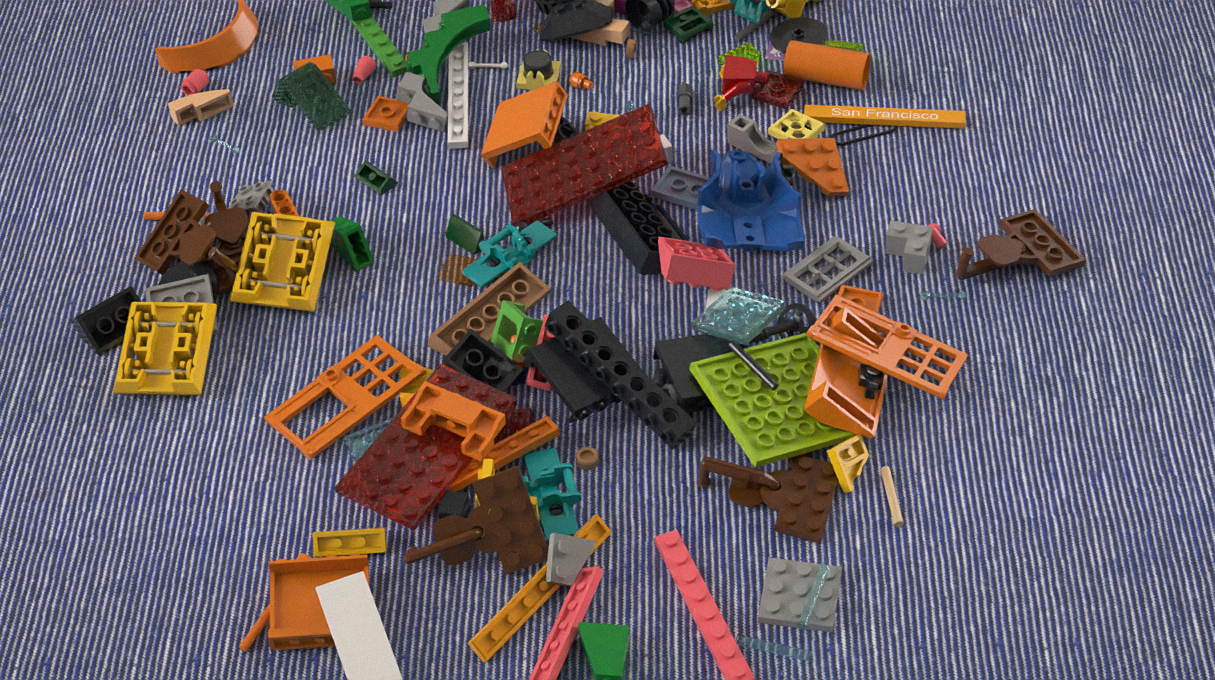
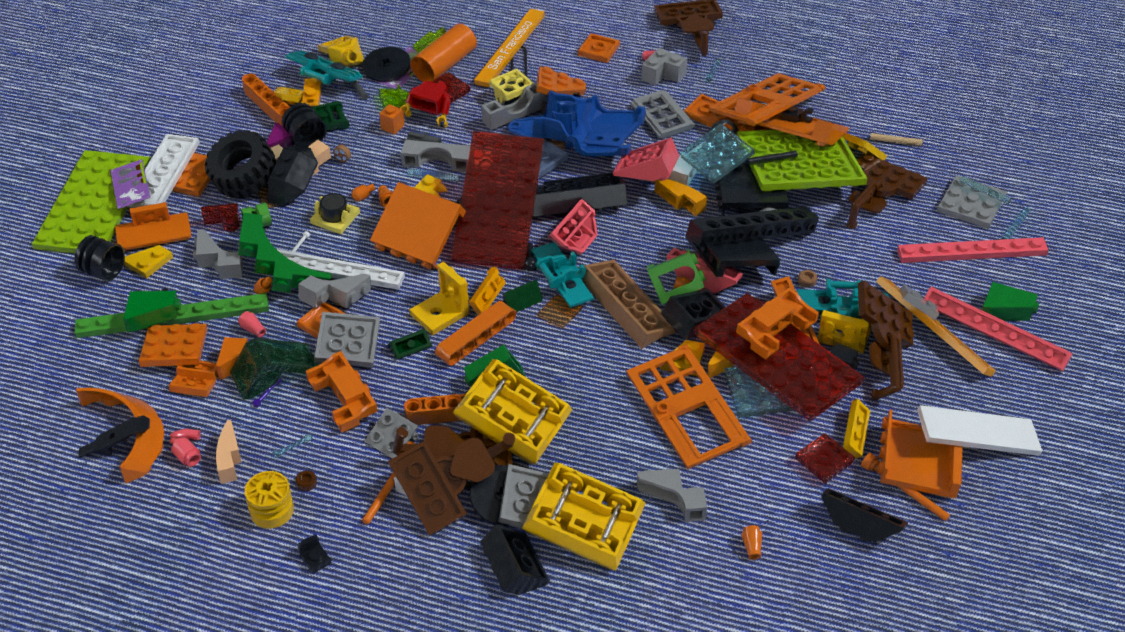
camera: 75 degrees left, 0 degrees up
(99, 194) = (313, 554): none -> black bracket
(144, 144) = (269, 499): none -> yellow wheel
(171, 486) = (752, 540): none -> orange cone
(184, 165) = (306, 480): none -> reddish brown tile
(195, 35) = (113, 436): none -> black piece
(214, 72) = (188, 433): none -> coral arm
(220, 564) = (860, 518): none -> black wedge
(227, 408) = (667, 486): none -> light grey arch
(271, 107) = (257, 402): none -> dark purple hinge
(282, 58) = (195, 379): none -> orange slope
(291, 150) = (347, 387): none -> orange bracket
(298, 523) = (824, 458): none -> clear red plate
(321, 32) = (173, 345): none -> orange plate
(360, 132) = (350, 334): none -> light grey plate
(401, 215) = (475, 333): none -> orange beam
(438, 174) = (449, 302): none -> yellow bracket
(461, 206) = (487, 291): none -> light orange plate
(507, 23) = (261, 209): none -> bright green wheel
(573, 241) = (576, 229): none -> coral wedge
(578, 98) = (384, 195): none -> orange cone
(657, 96) = (419, 152): none -> light grey arch
(677, 315) = (681, 196): none -> light orange slope
(700, 64) = (391, 119): none -> orange brick
(927, 187) = (598, 48): none -> orange tile

